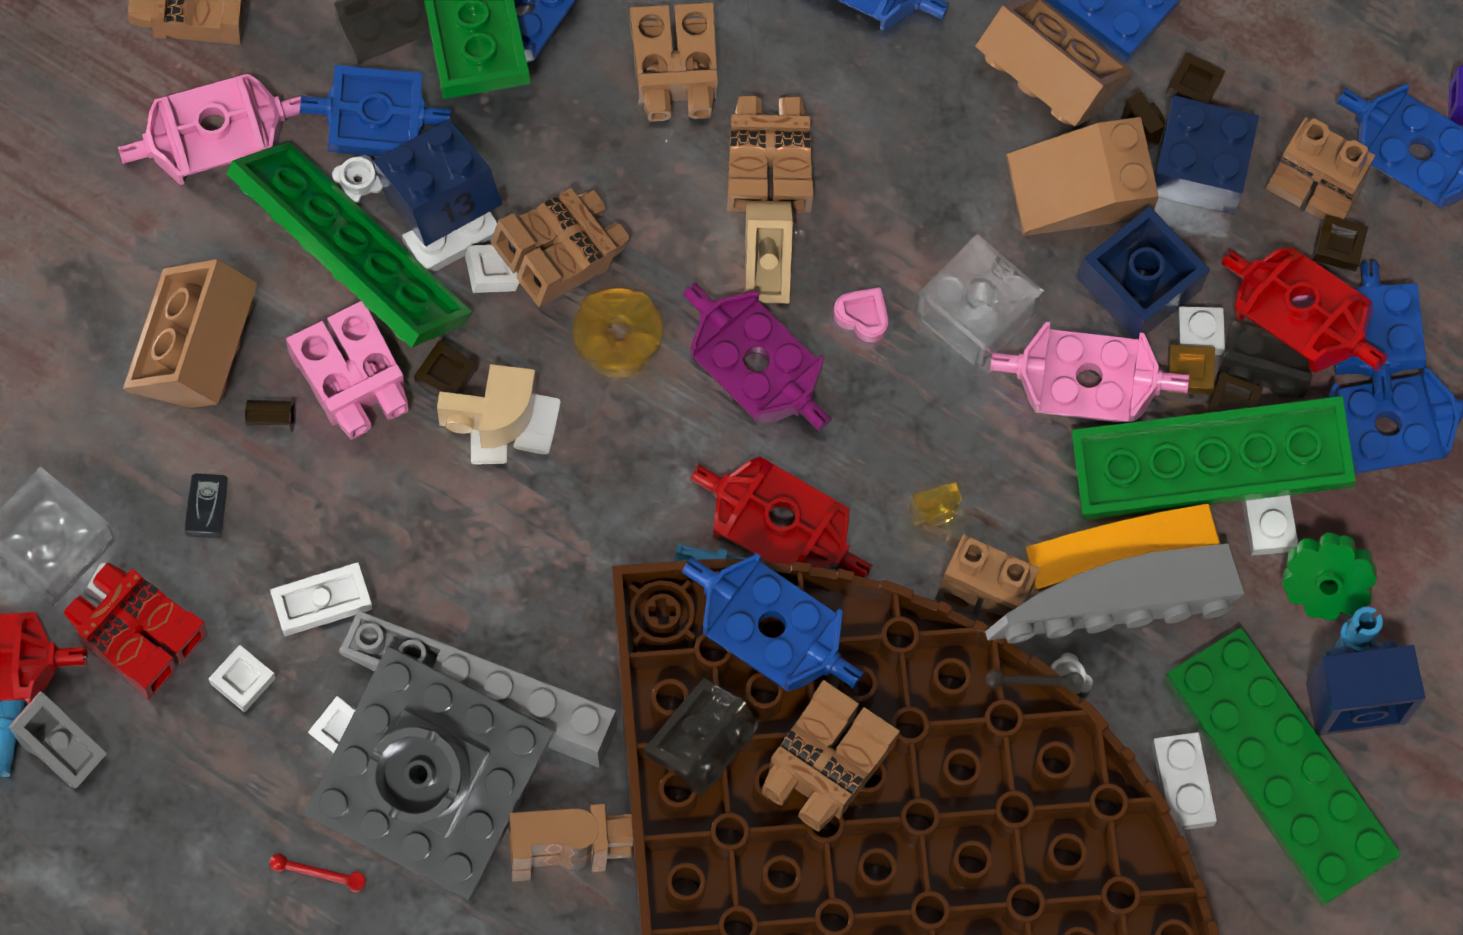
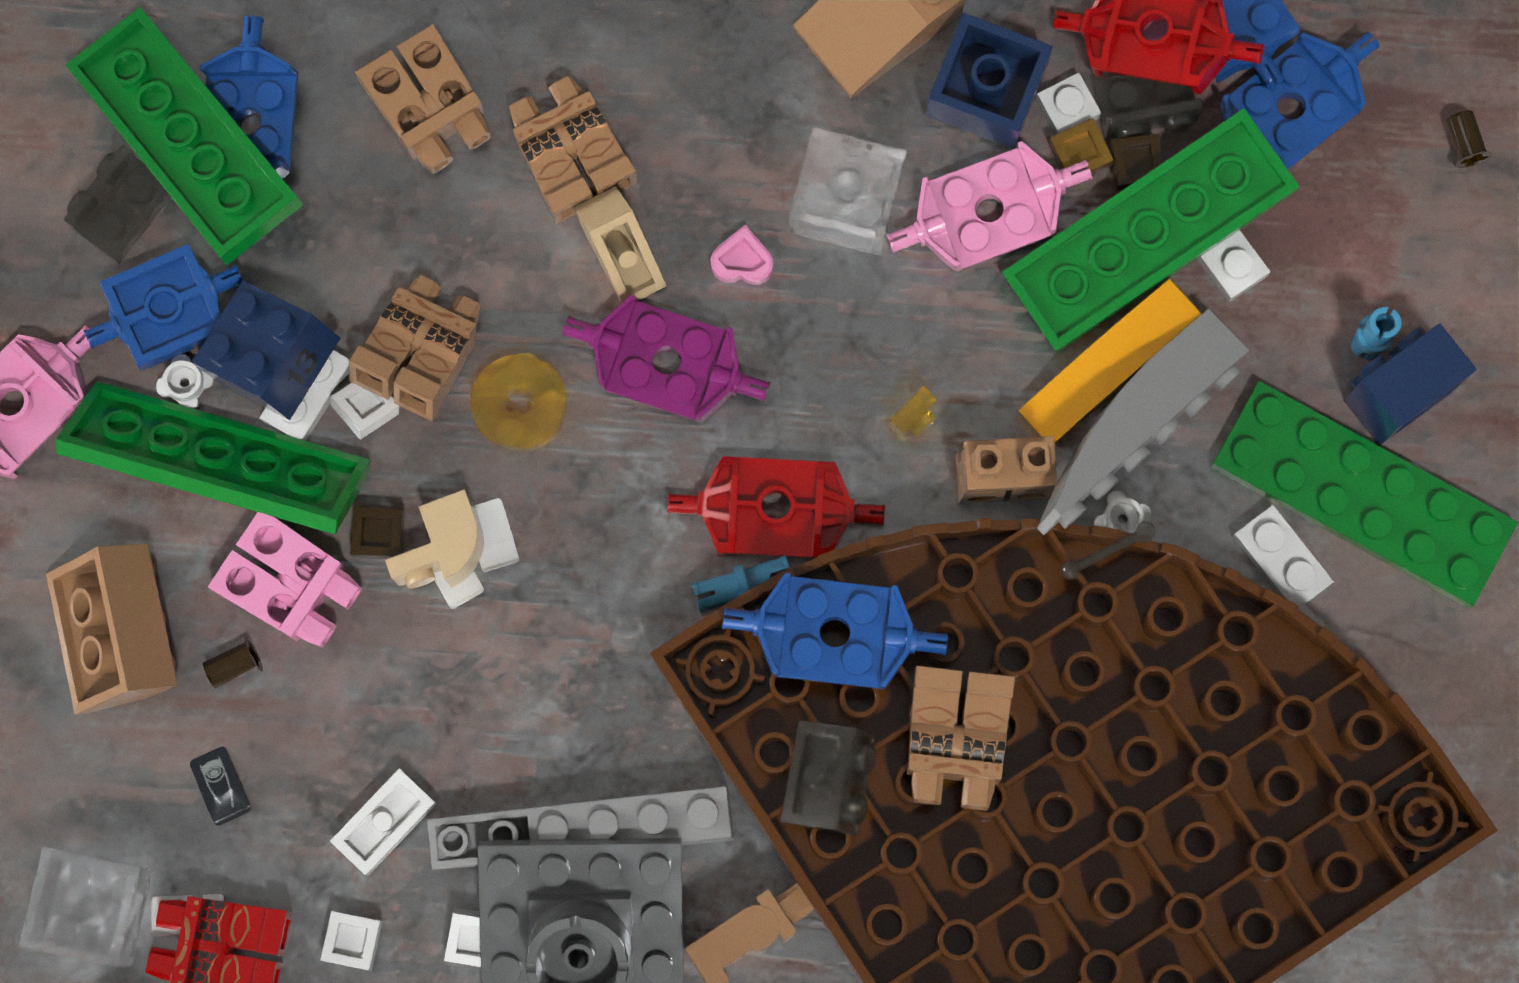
camera: 20 degrees left, 10 degrees up
(1329, 576) = (1318, 289): green plant -> none

